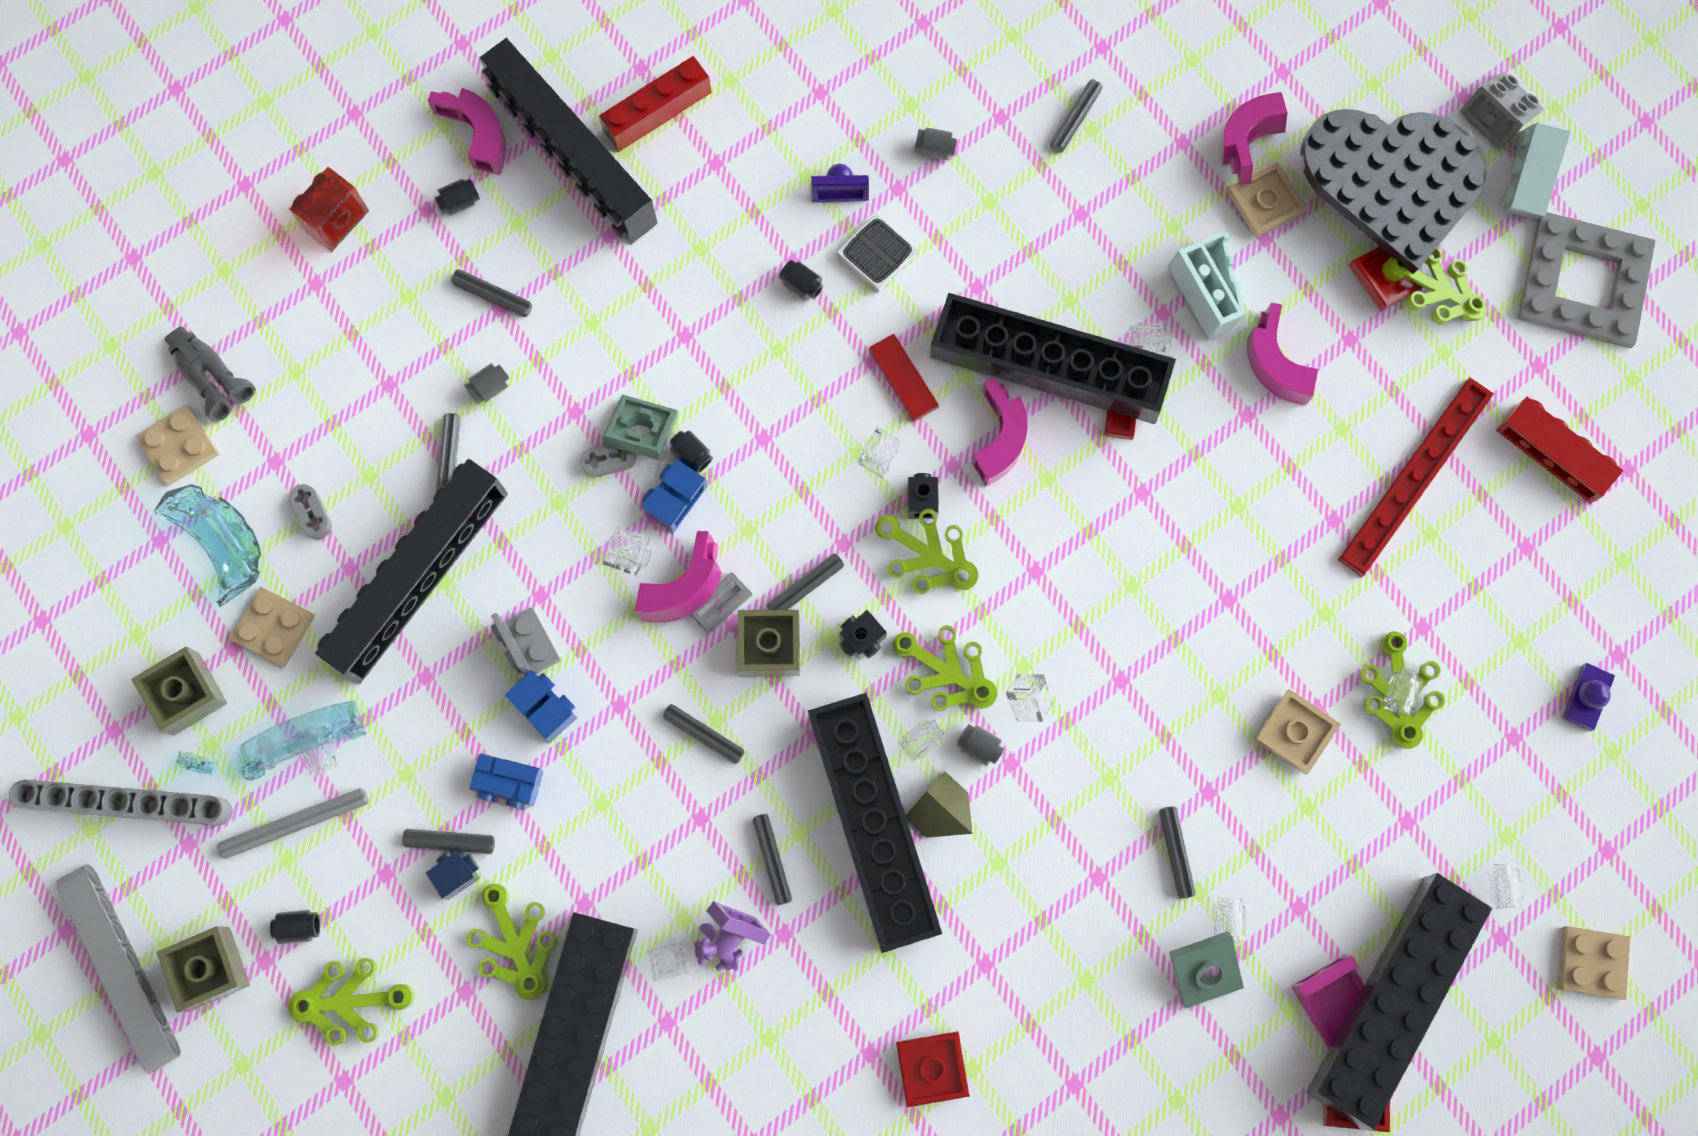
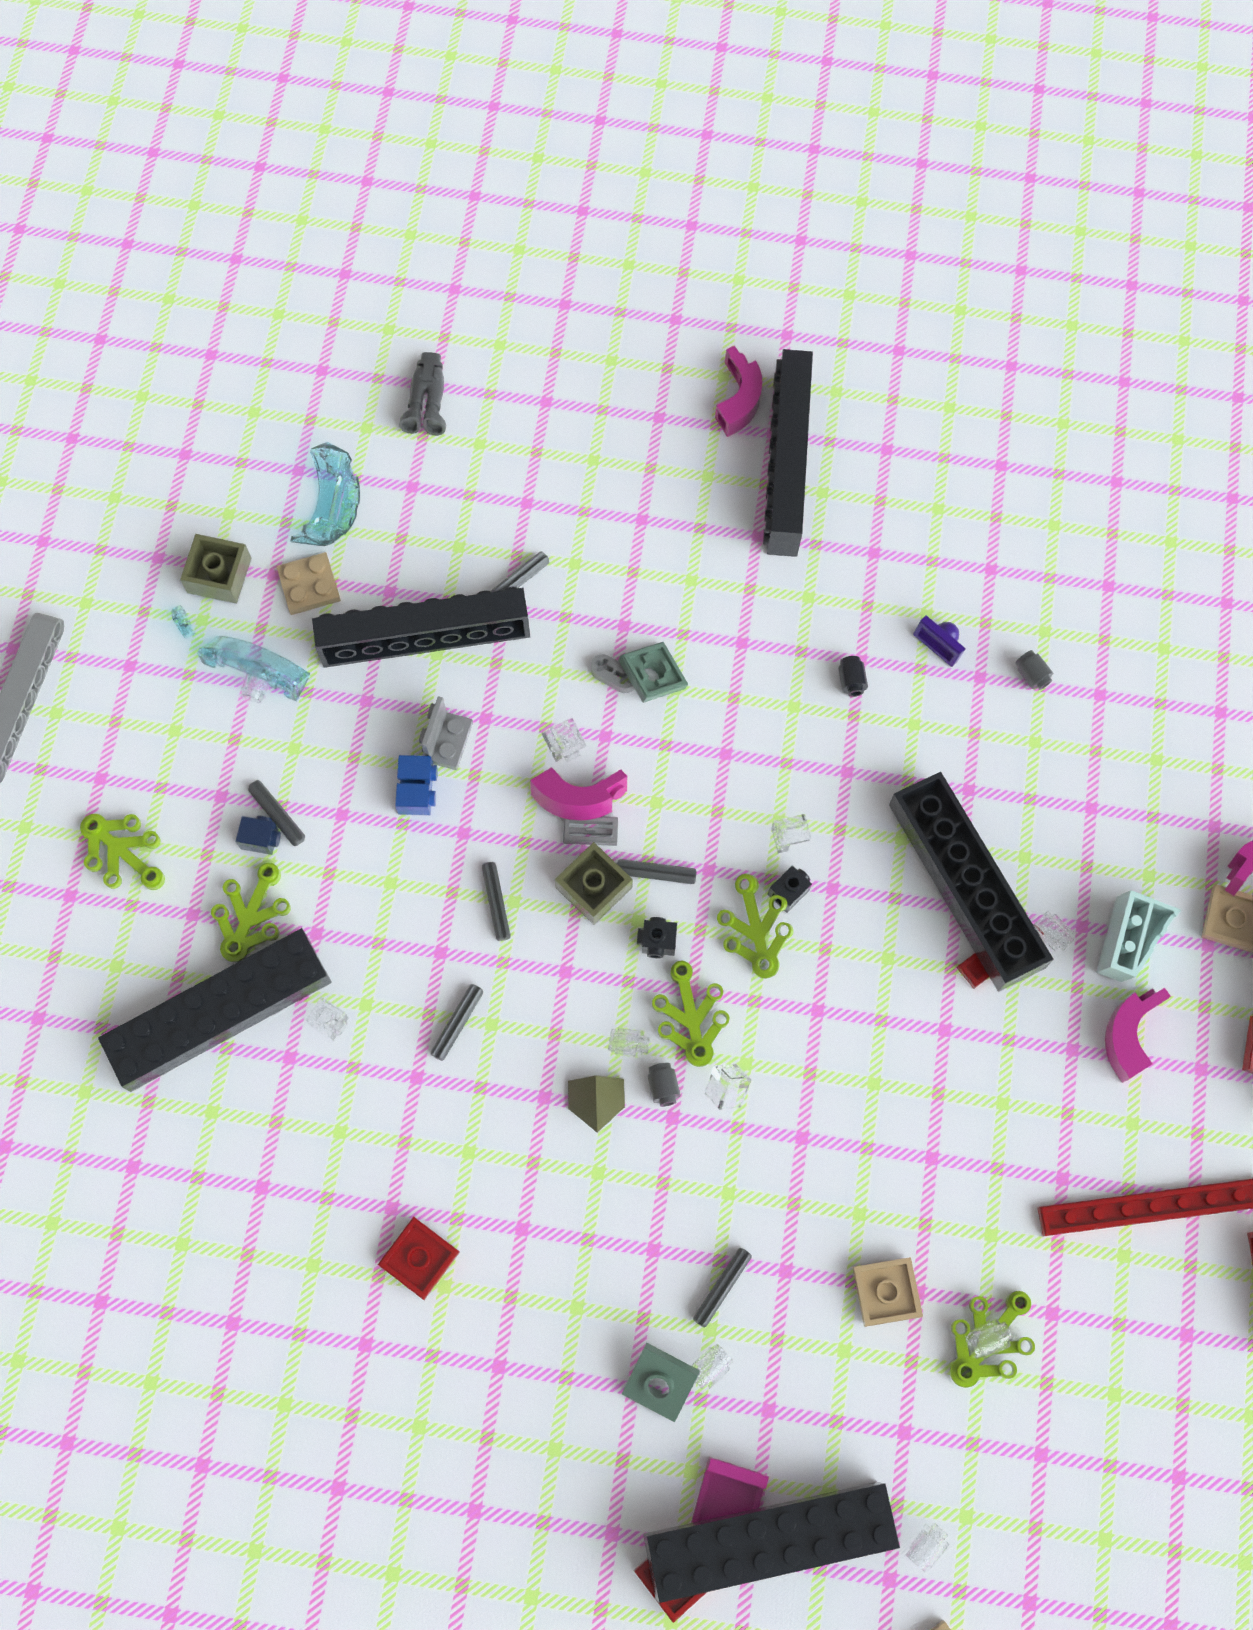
camera: 45 degrees right, 5 degrees down
(107, 798) = (125, 610): light grey beam -> none
(177, 445) = (366, 423): tan plate -> none
(203, 969) = (60, 745): olive brick -> none
(292, 823) = (199, 712): light grey axle -> none
(295, 926) = (137, 774): black brick -> none
(304, 514) = (406, 537): light grey beam -> none
(329, 209) = (597, 362): clear red brick -> none
(456, 196) = (685, 425): black brick -> none
(487, 383) = (585, 556): dark grey brick -> none
(491, 293) = (646, 504): dark grey axle -> none
(506, 780) = (347, 809): blue brick -> none
(655, 103) = (871, 479): red brick -> none
(674, 496) = (630, 735): blue piece -> none
(690, 451) = (669, 717): black brick -> none
(733, 929) = (379, 1037): medium lavender piece -> none
(874, 823) = (542, 1063): black brick -> none
(877, 252) = (923, 705): tile -> none
(903, 377) = (857, 801): red tile -> none
(1001, 456) = (876, 912): dark pink arch -> none
(1076, 116) = (1154, 740): dark grey axle -> none
(1589, 697) = (1125, 1482): dark purple tile -> none

